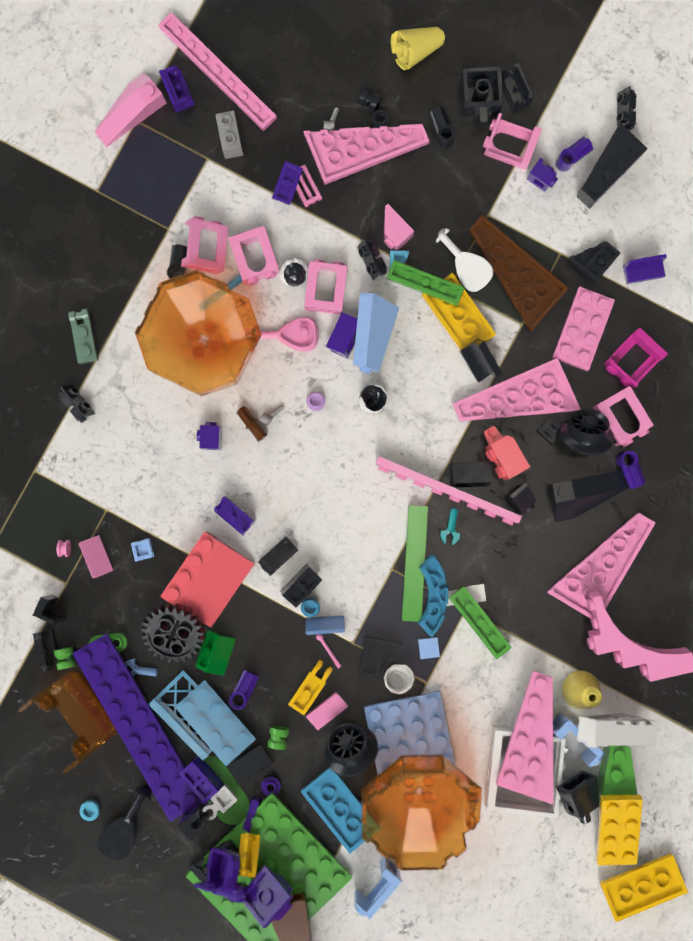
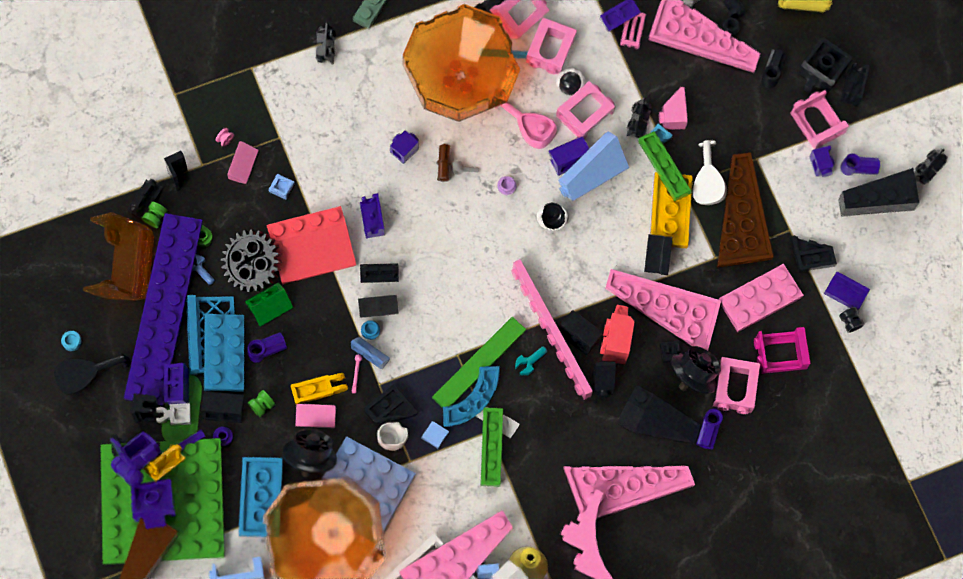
camera: 30 degrees right, 15 degrees down
(667, 289) = (851, 320): none -> black wheel

